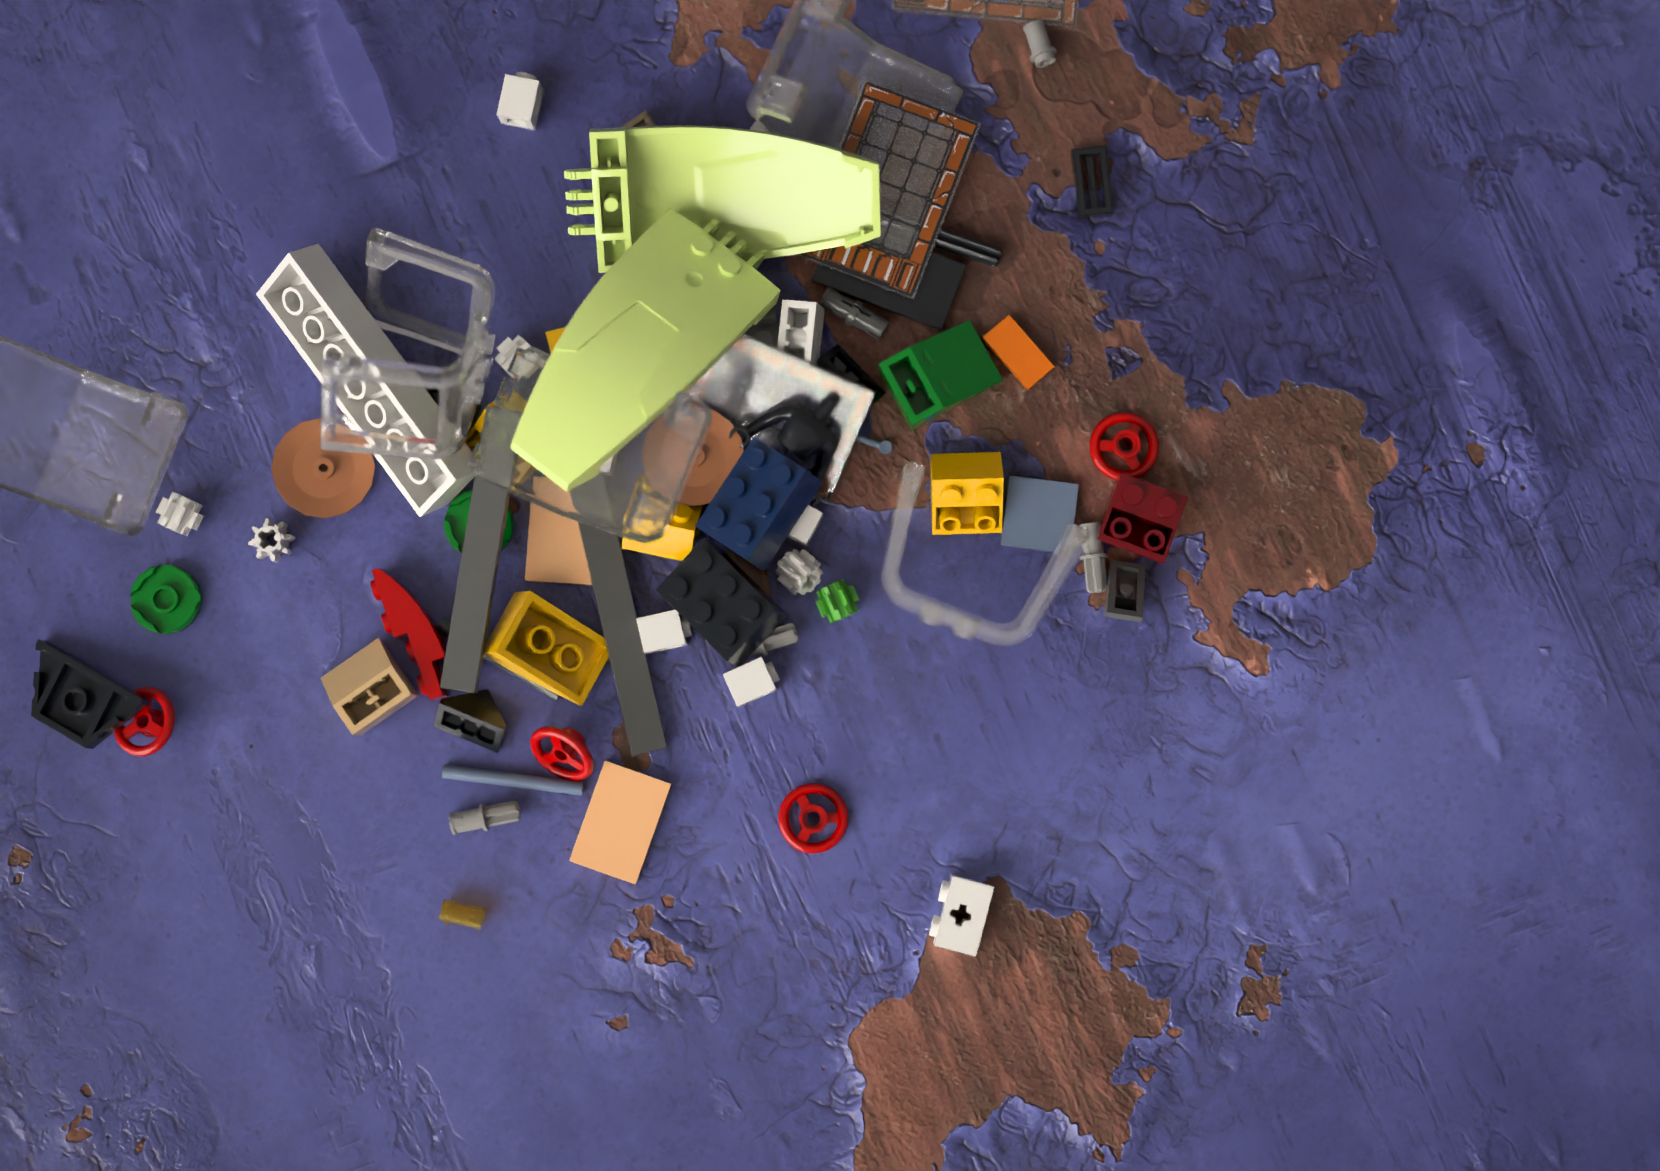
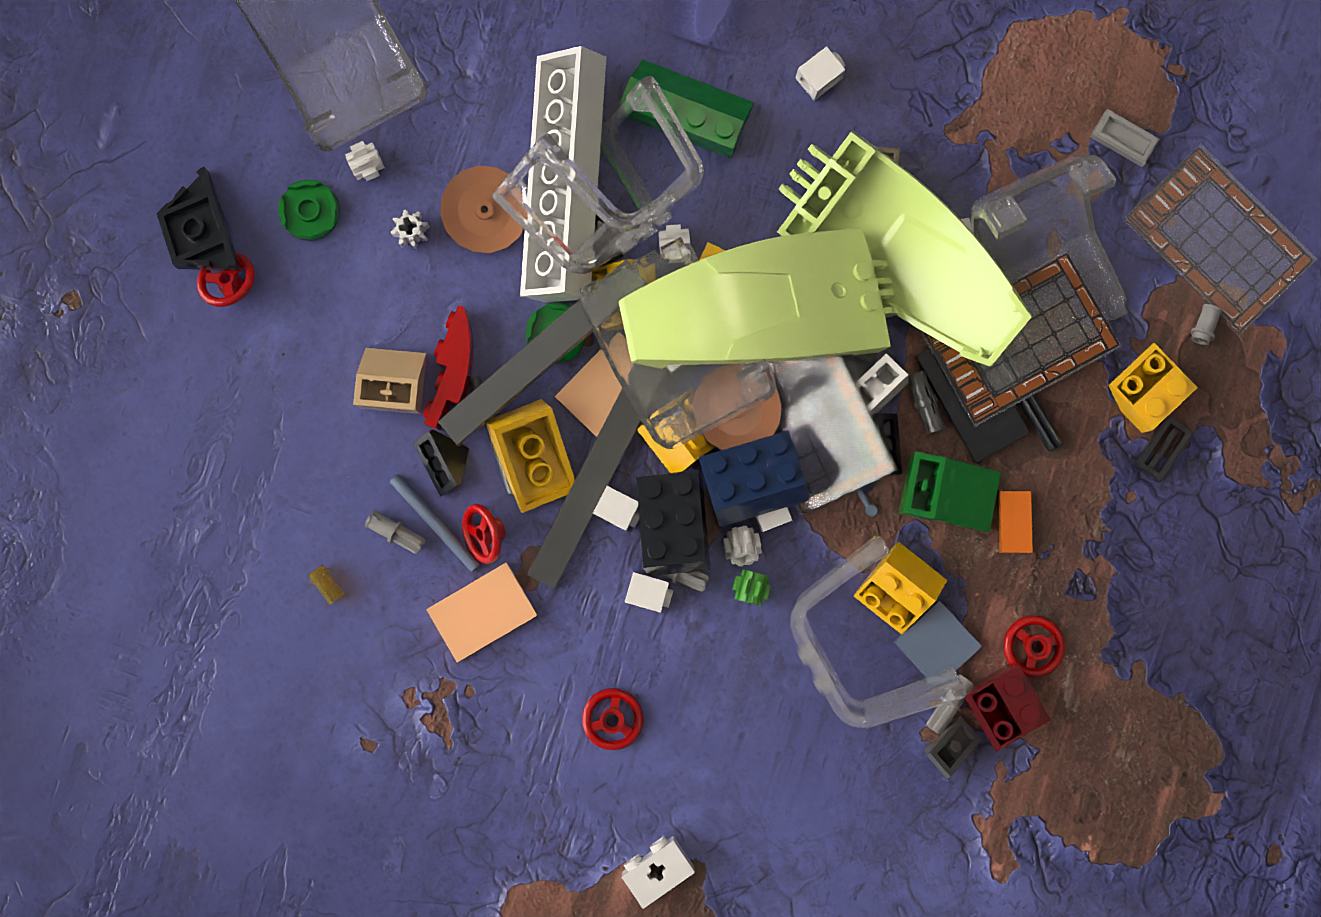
camera: 40 degrees right, 0 degrees up
(448, 220) = (705, 112): none -> green slope
(802, 433) = (823, 455): black piece -> none
(1036, 139) = (1150, 389): none -> yellow slope

